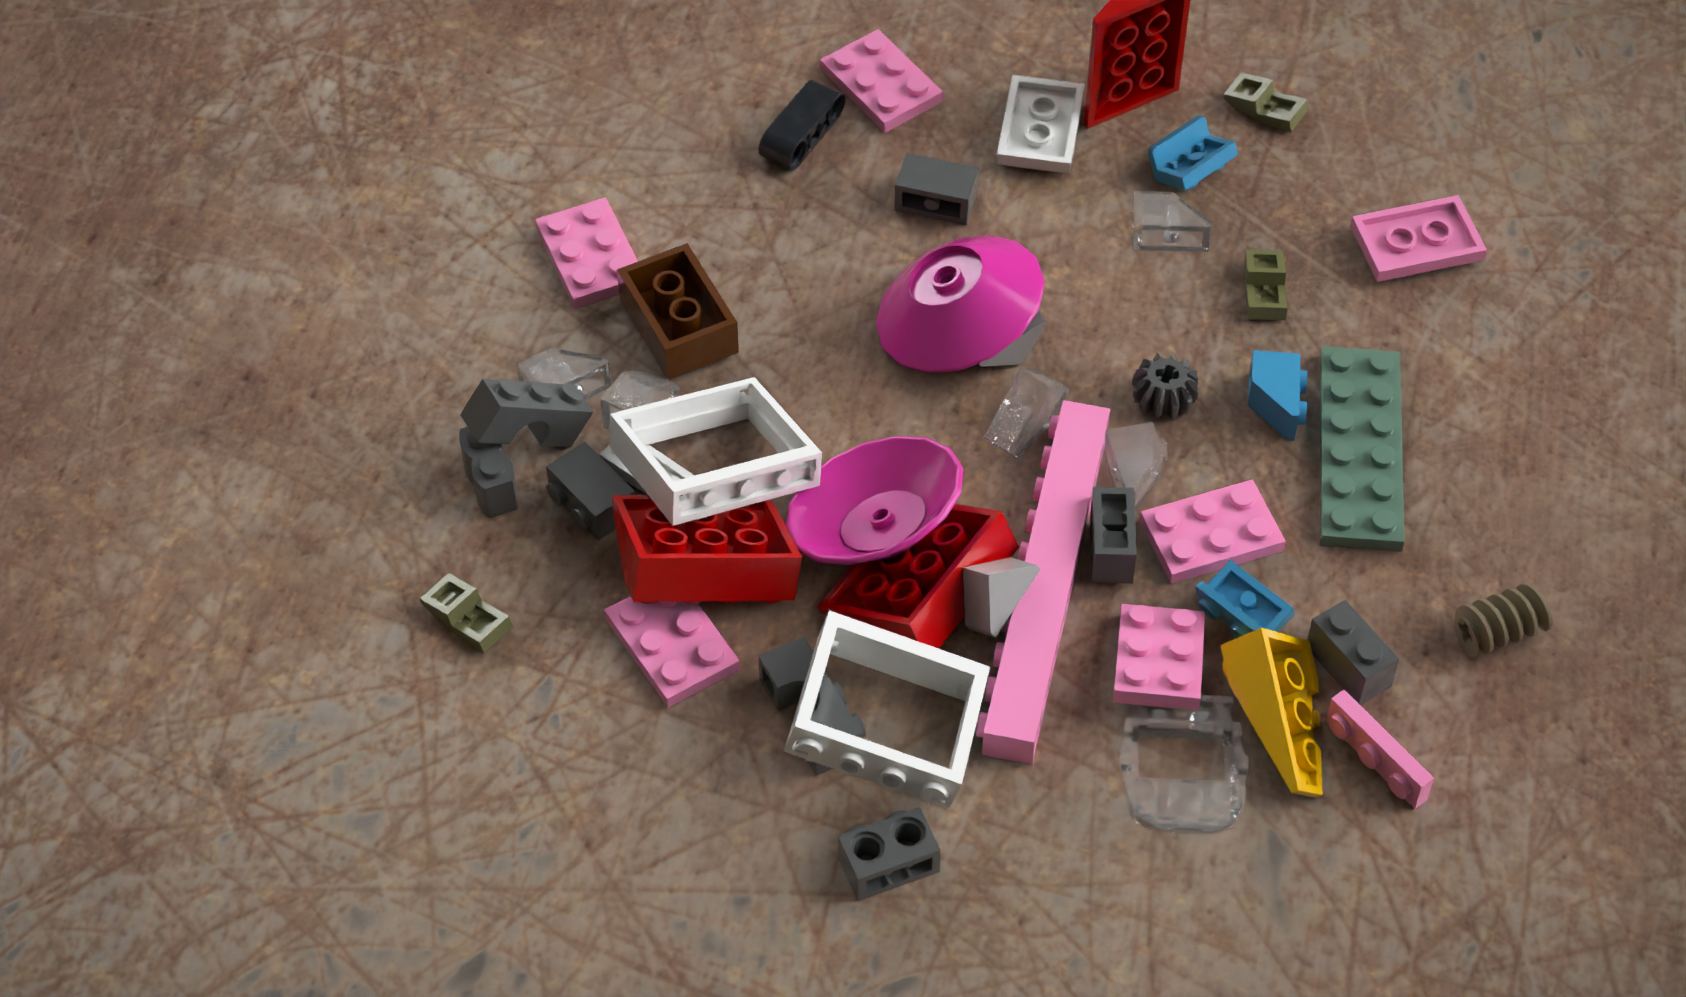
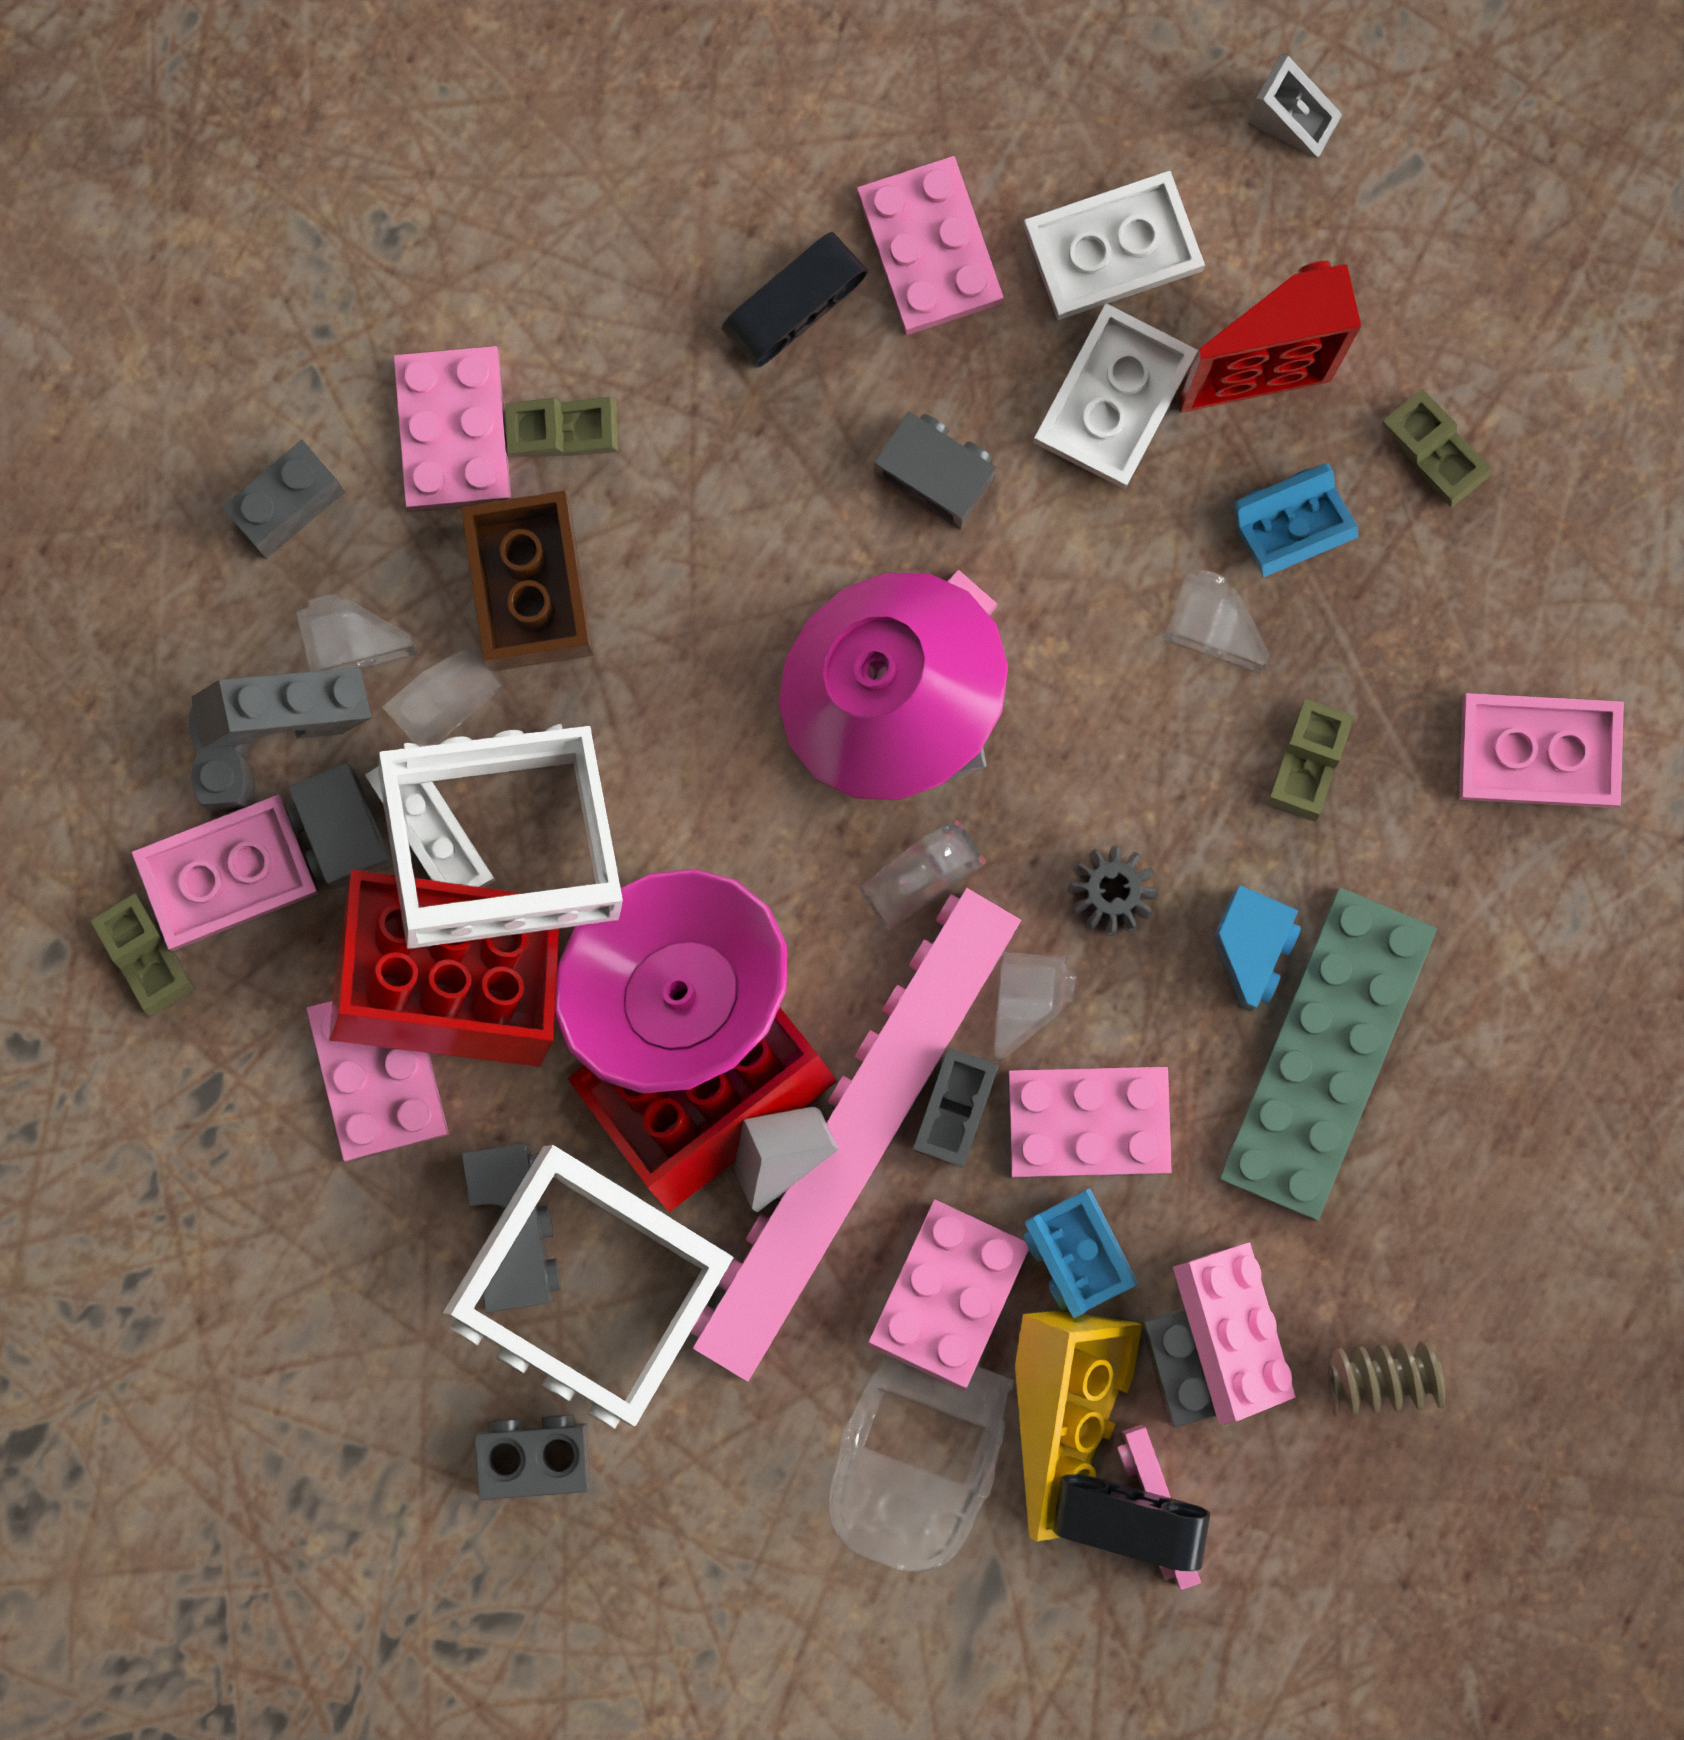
camera: 20 degrees right, 30 degrees up
(484, 312) = (283, 498): none -> dark grey brick
(514, 543) = (225, 872): none -> bright pink plate
(655, 235) = (561, 428): none -> olive slope
(1003, 47) = (1114, 245): none -> white plate
(1363, 746) = (1131, 1522): none -> black beam
(1381, 615) = (1234, 1333): none -> bright pink plate

